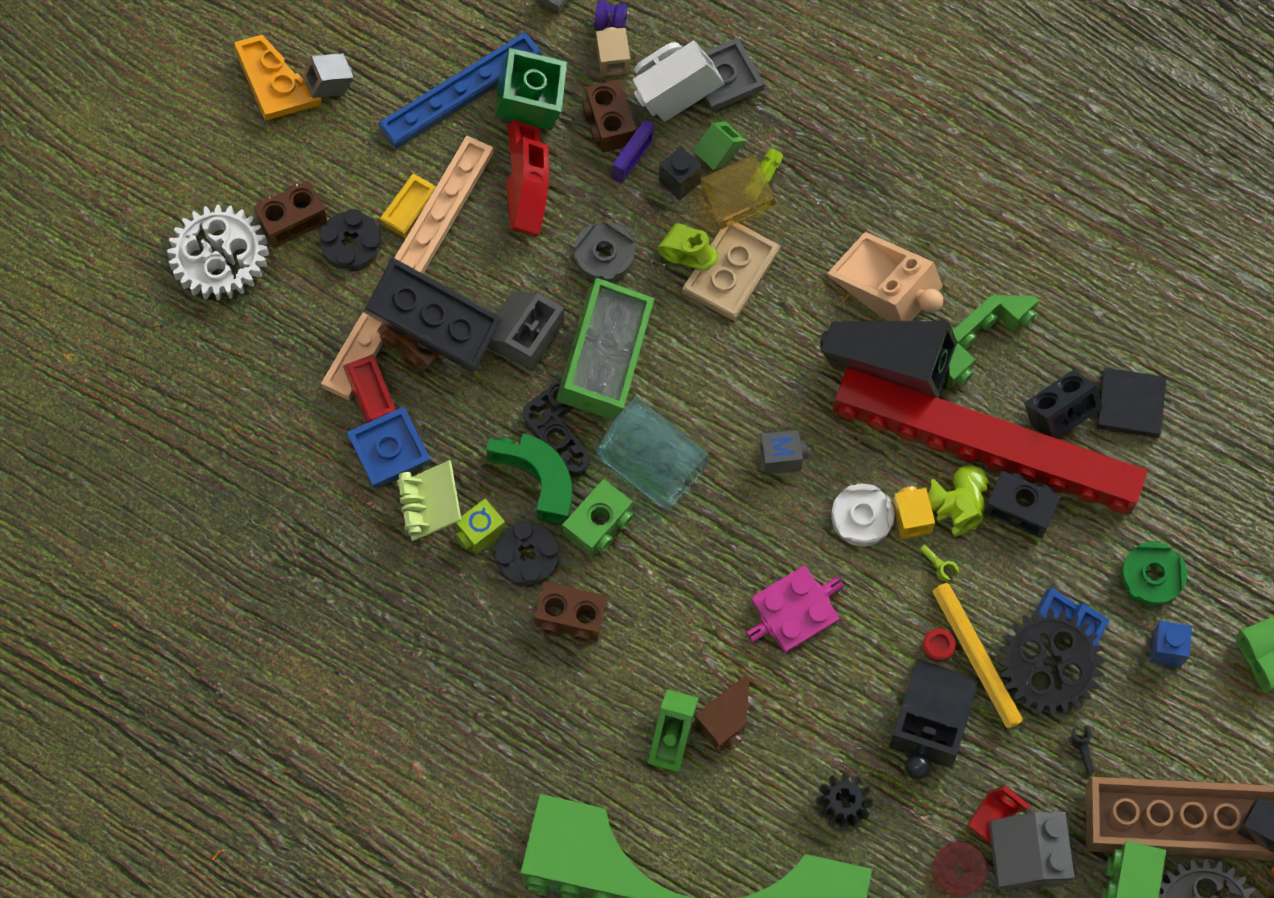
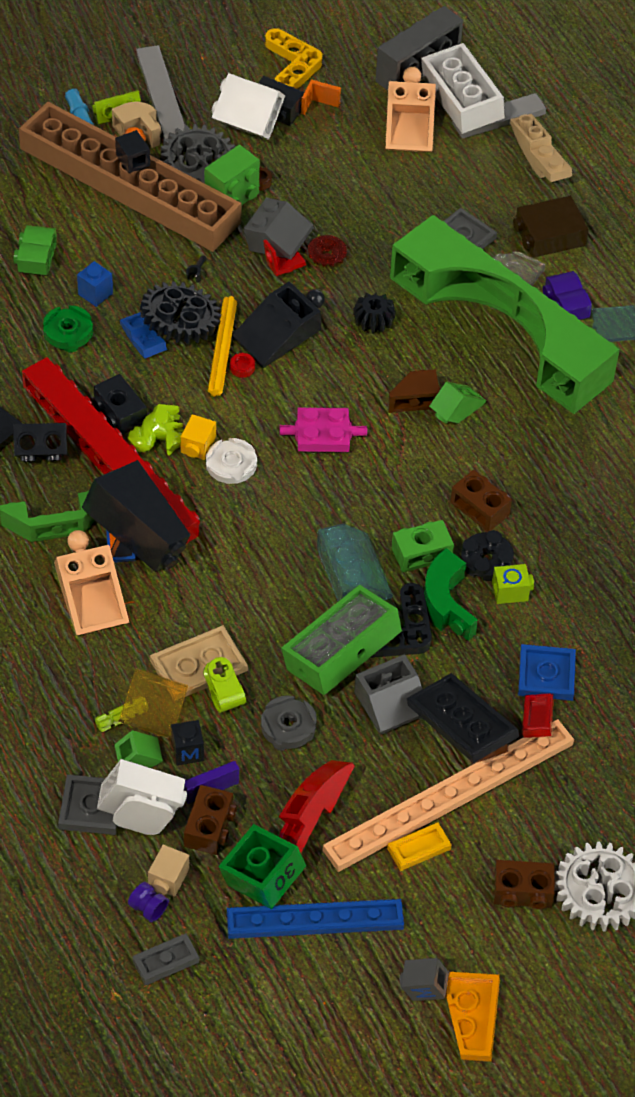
camera: 150 degrees left, 15 degrees down
(348, 256) = (487, 828): black plate -> none
(429, 500) = (539, 614): yellowish green hinge -> none
(782, 451) = (259, 519): dark grey brick -> none
(939, 564) = (203, 403): lime hand -> none

